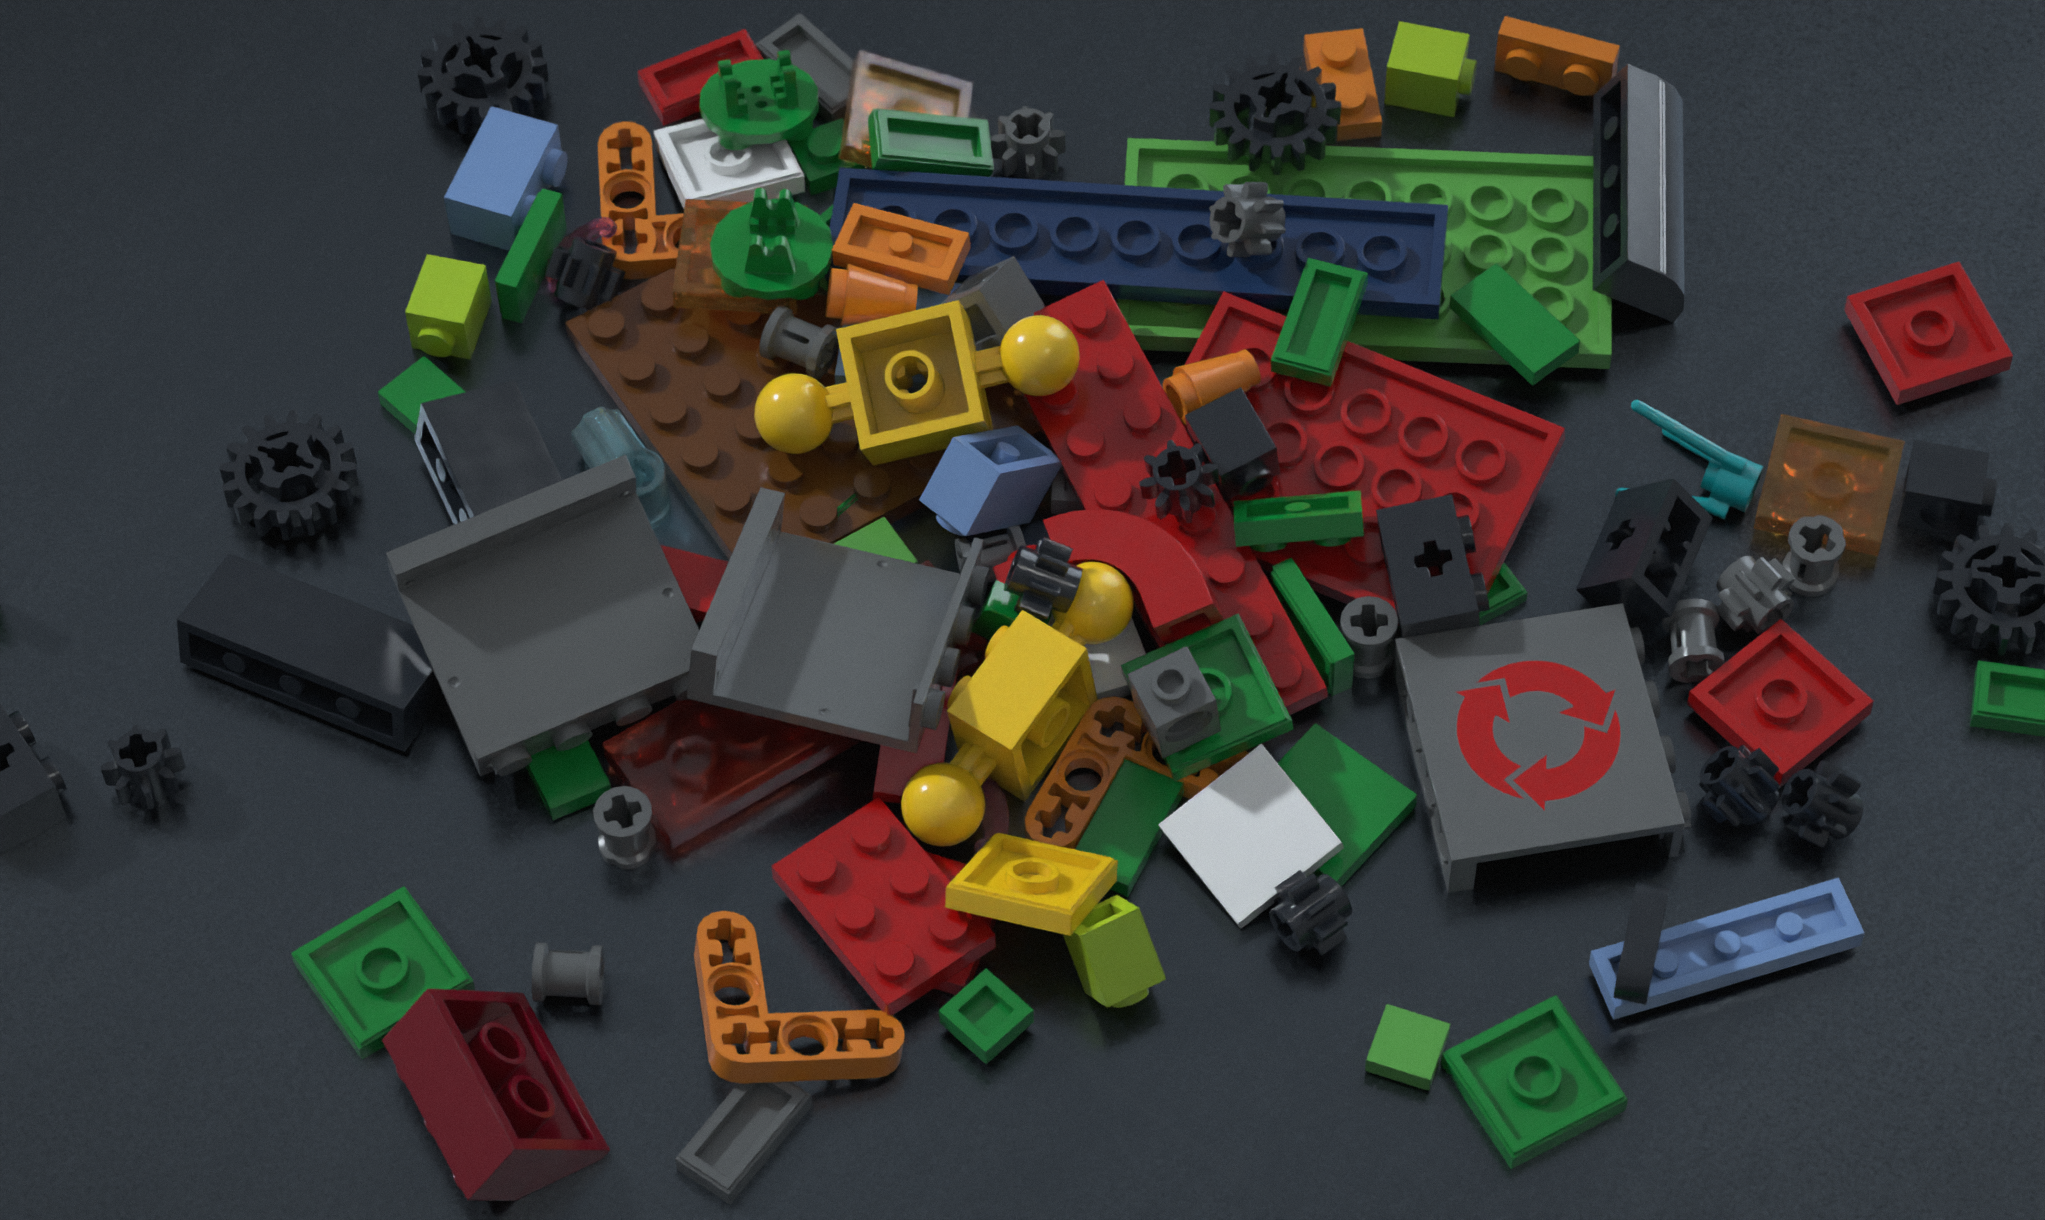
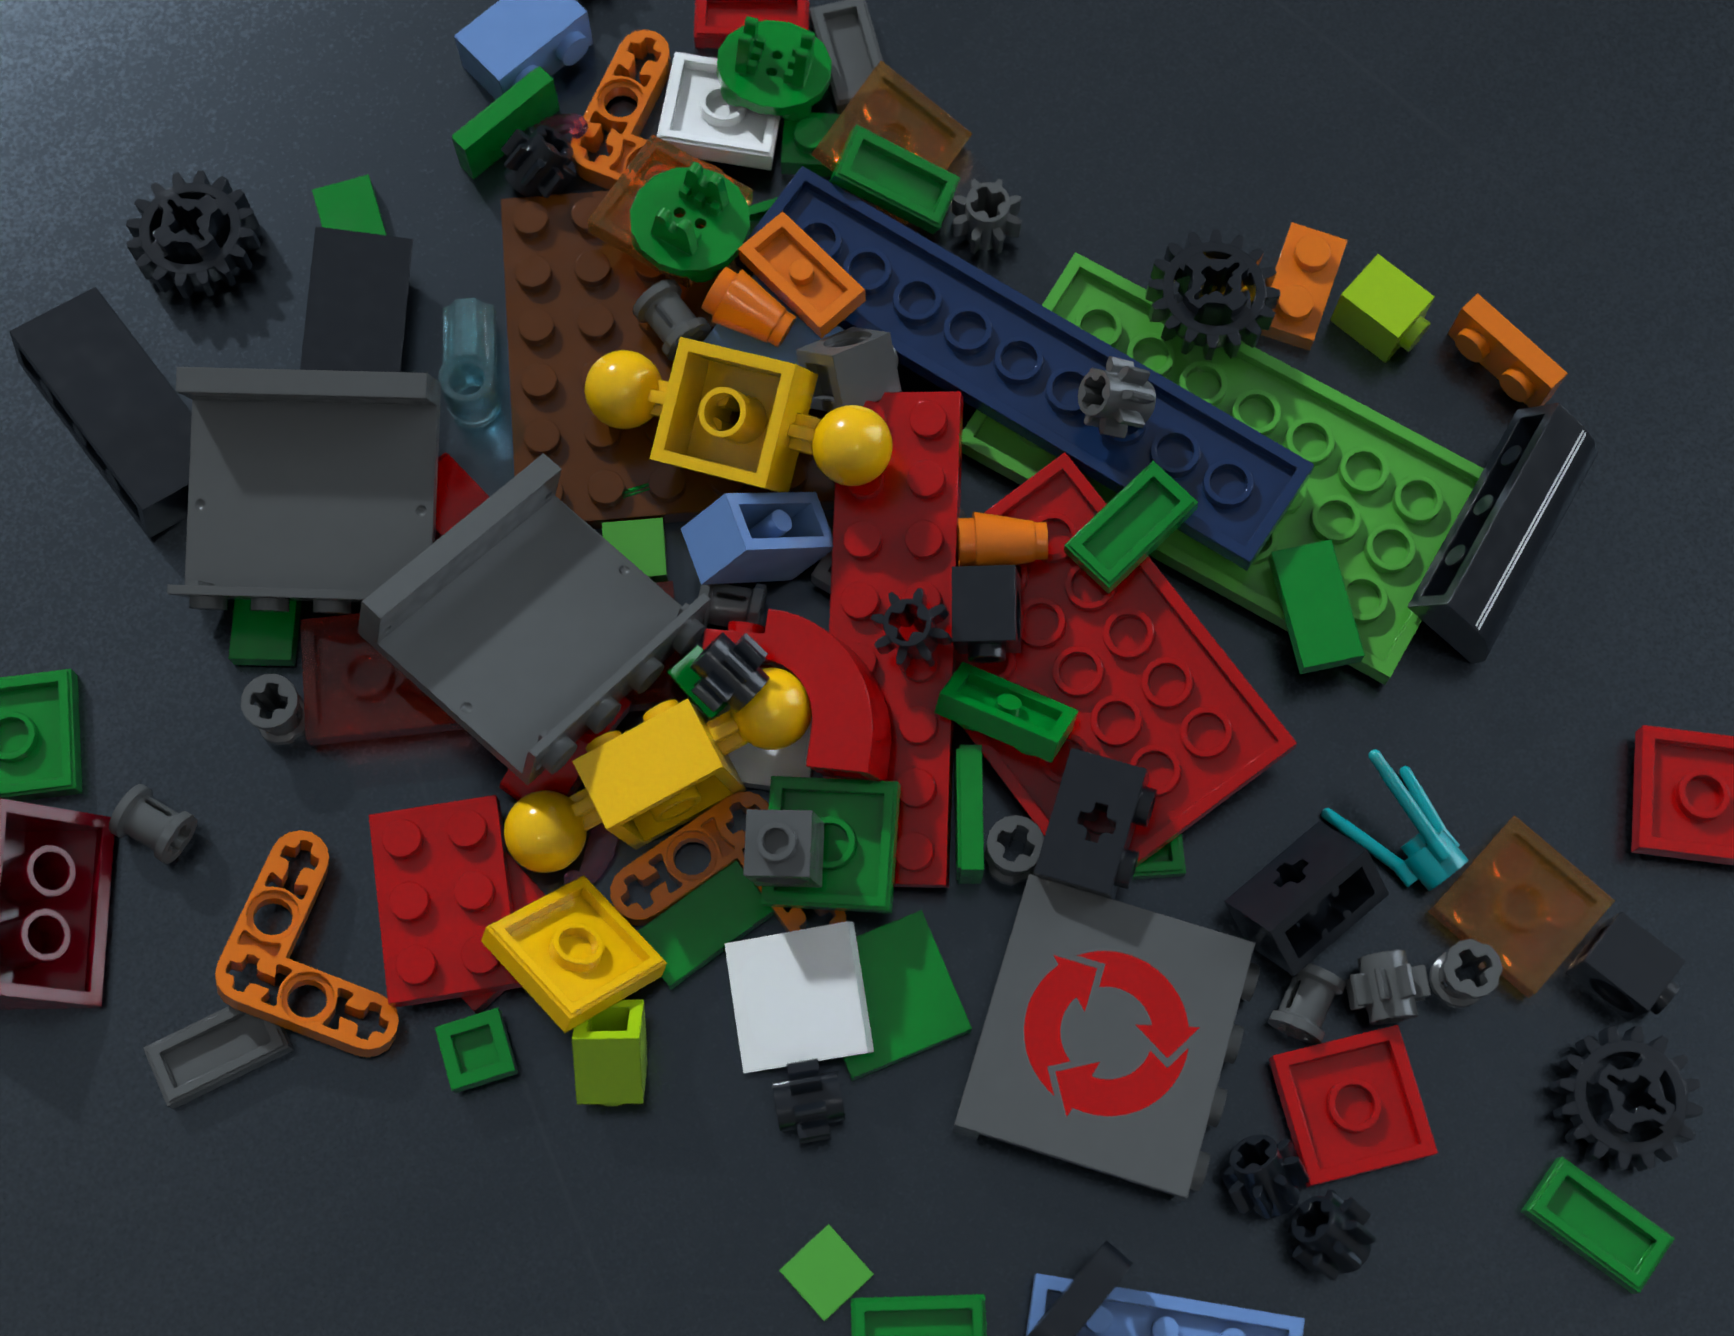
camera: 25 degrees right, 15 degrees up
(448, 307) = (409, 139): lime brick -> none

